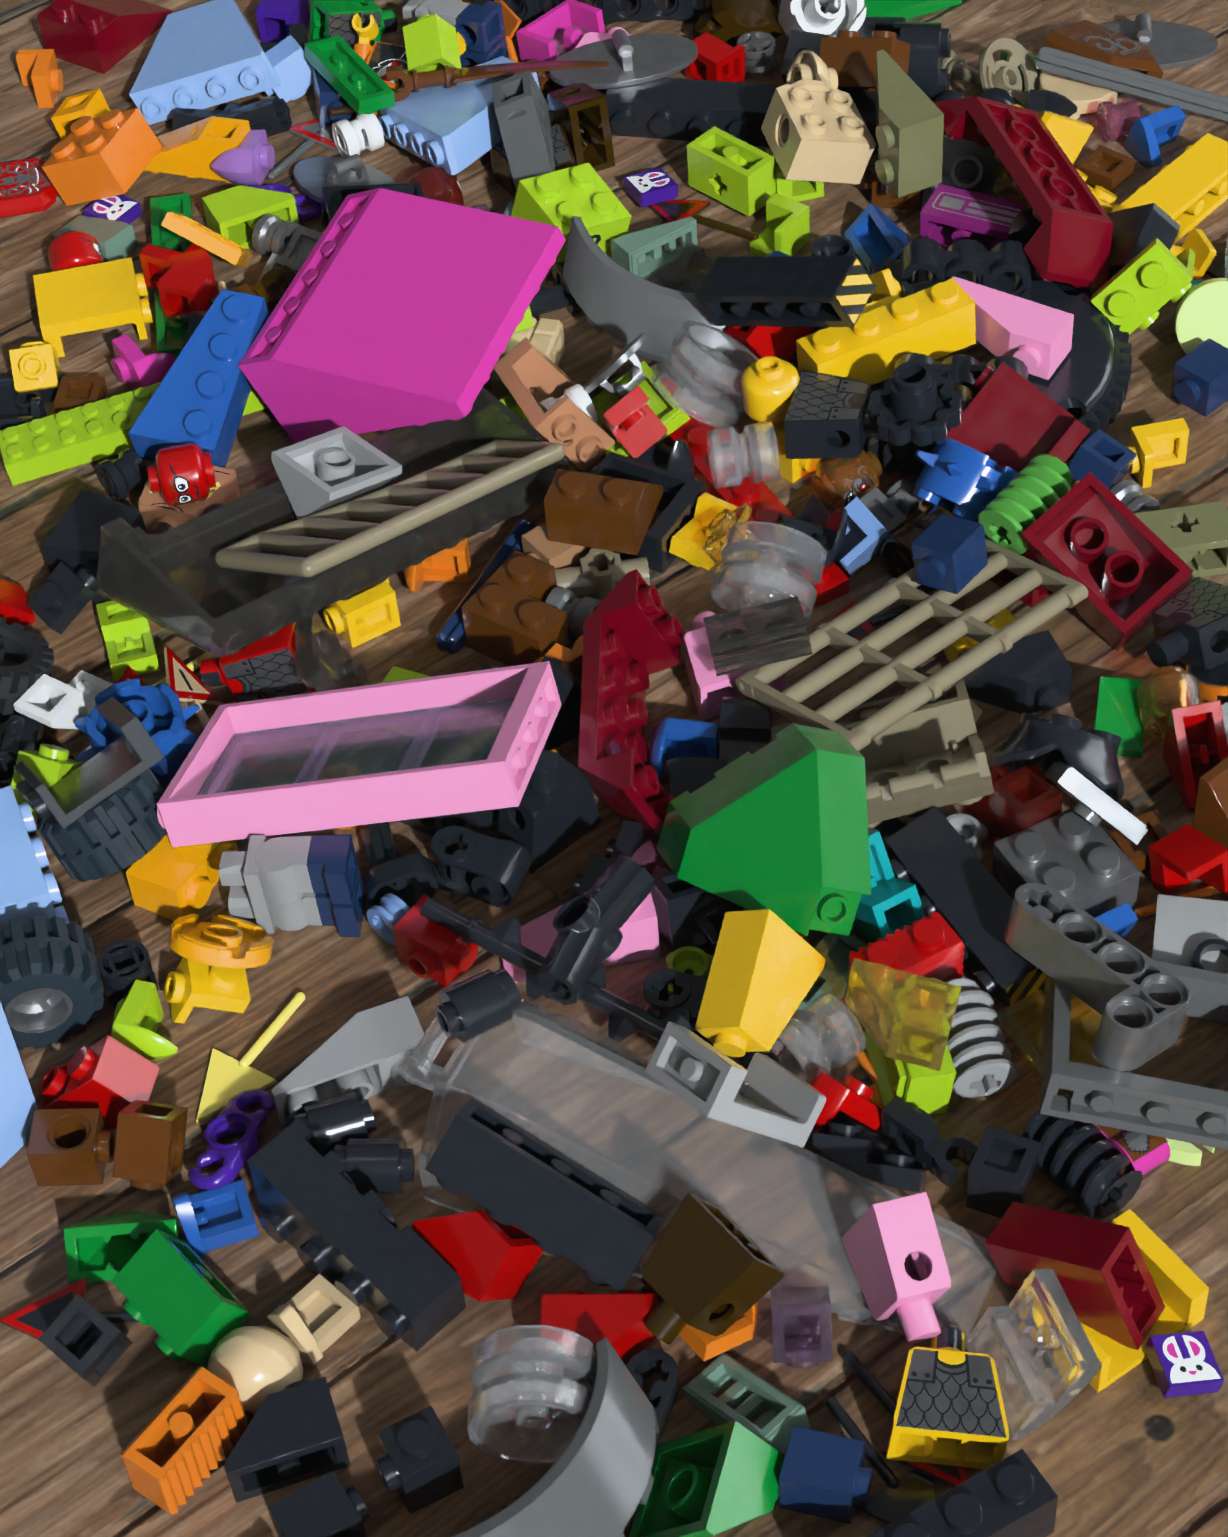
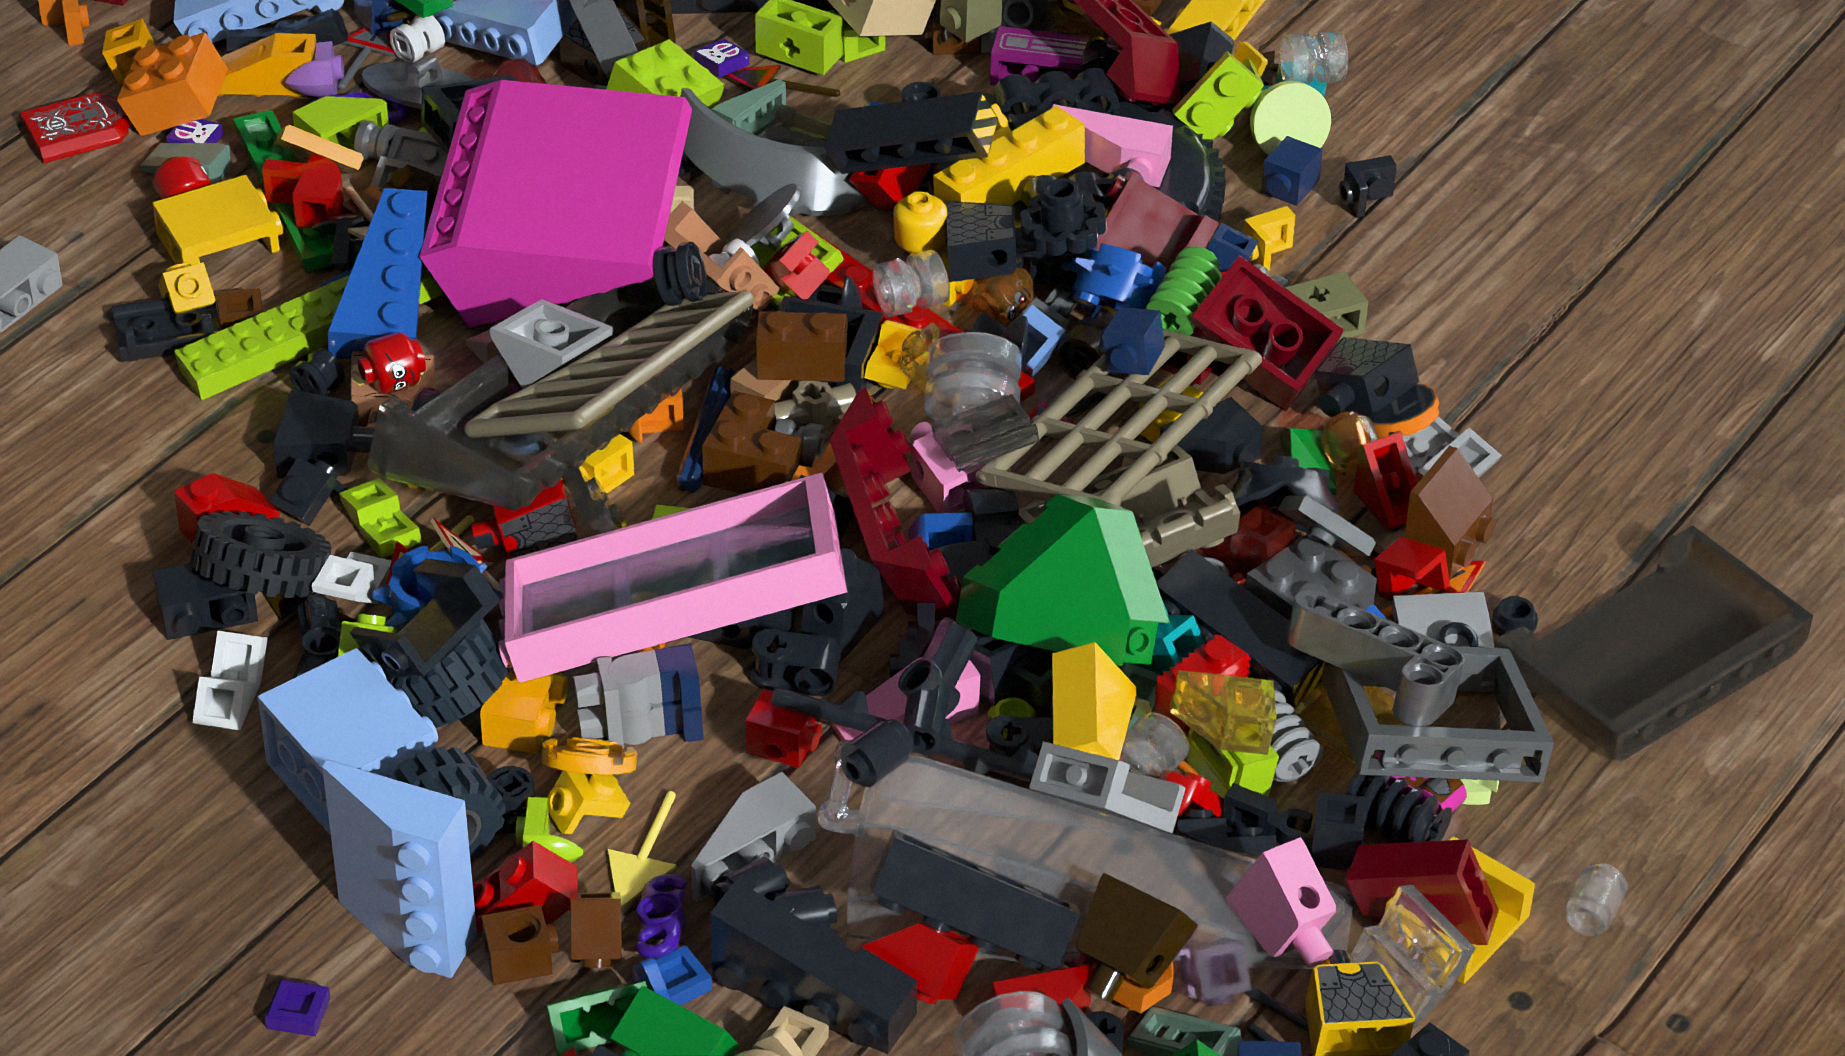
camera: 20 degrees left, 5 degrees down
(137, 368) = (289, 277): dark pink plate -> none
(386, 916) = (730, 717): medium blue bush -> none
(392, 873) = (721, 685): black piece -> none
(495, 416) = (680, 273): none -> black wheel
(704, 374) = (850, 217): clear wheel -> none
(785, 229) = (863, 80): lime panel -> none
(876, 237) = (952, 77): blue slope -> none
(1183, 1364) = (1527, 948): tile -> none

